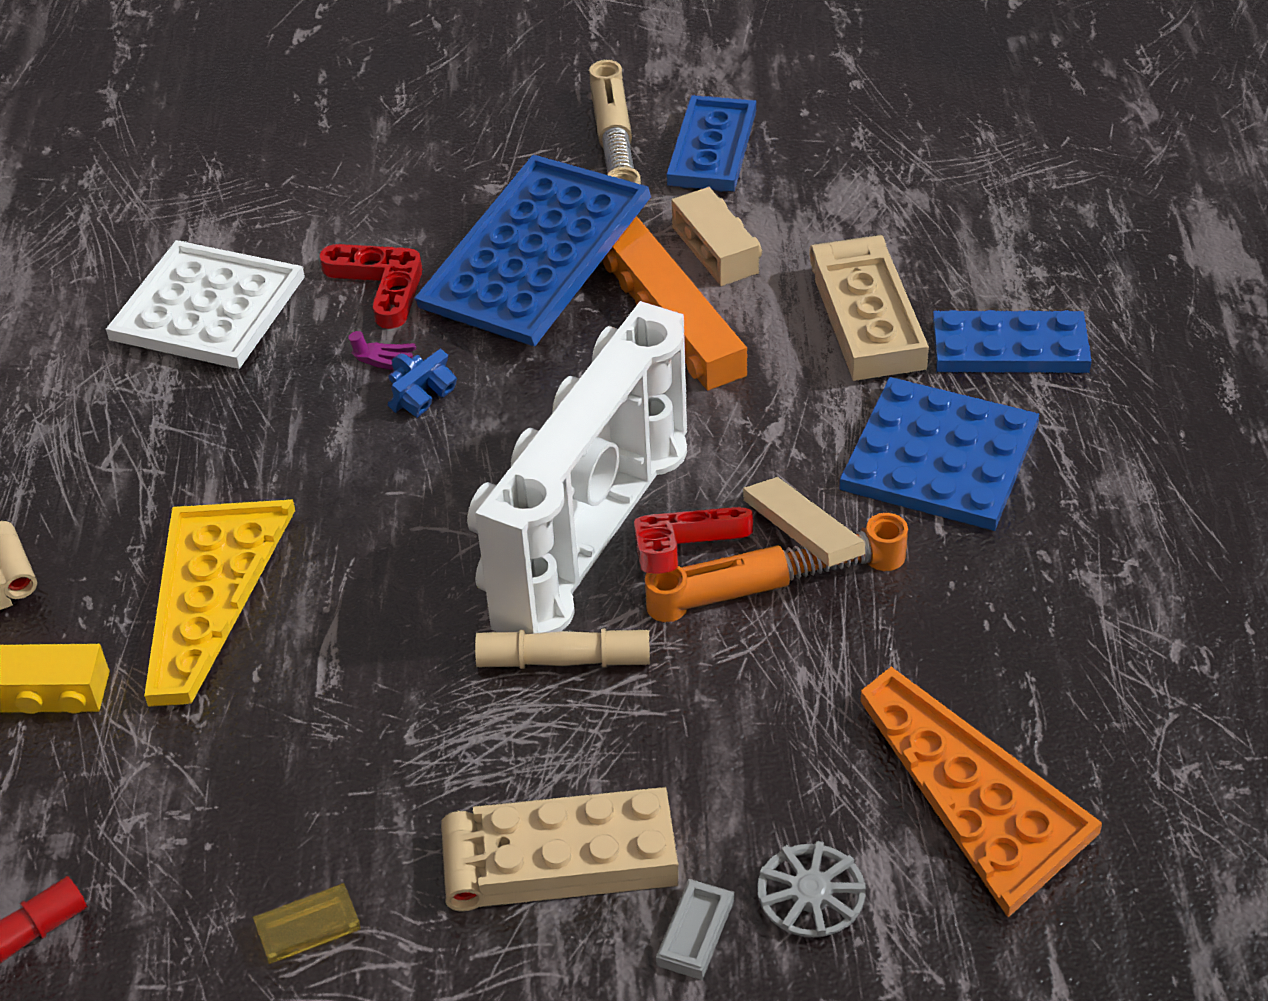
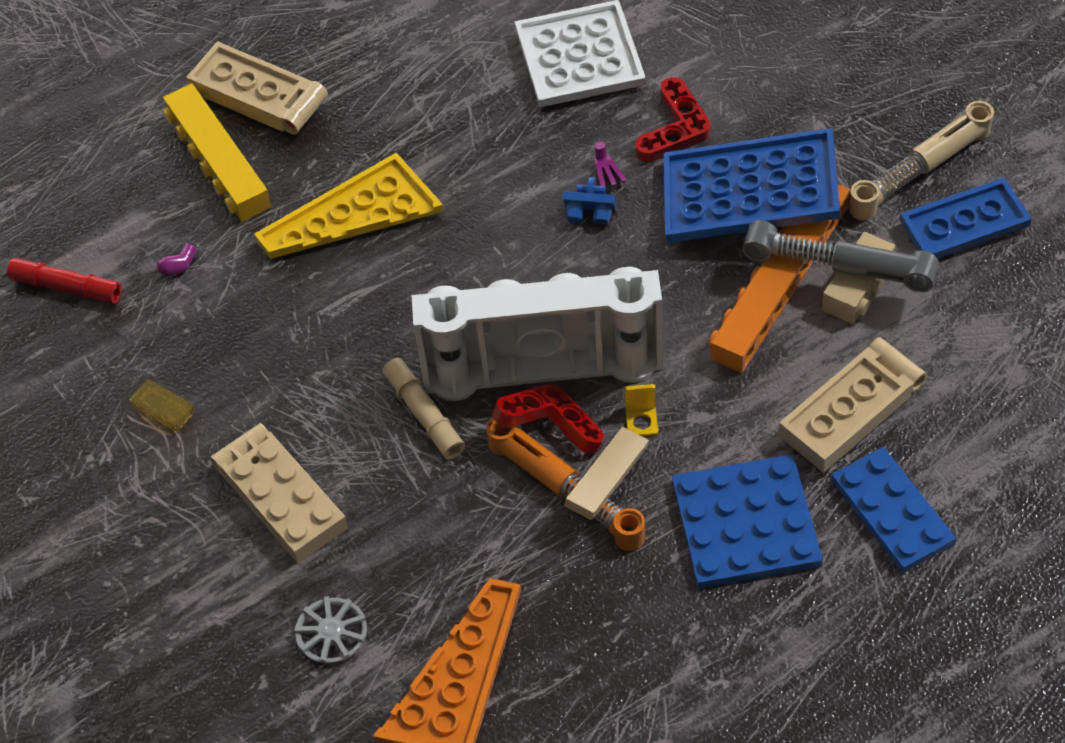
camera: 60 degrees right, 10 degrees up
(97, 803) = (177, 263): none -> magenta arm
(695, 929) = (270, 587): light grey tile -> none
(725, 464) = (641, 401): none -> yellow bracket
(759, 179) = (913, 269): none -> dark grey piece

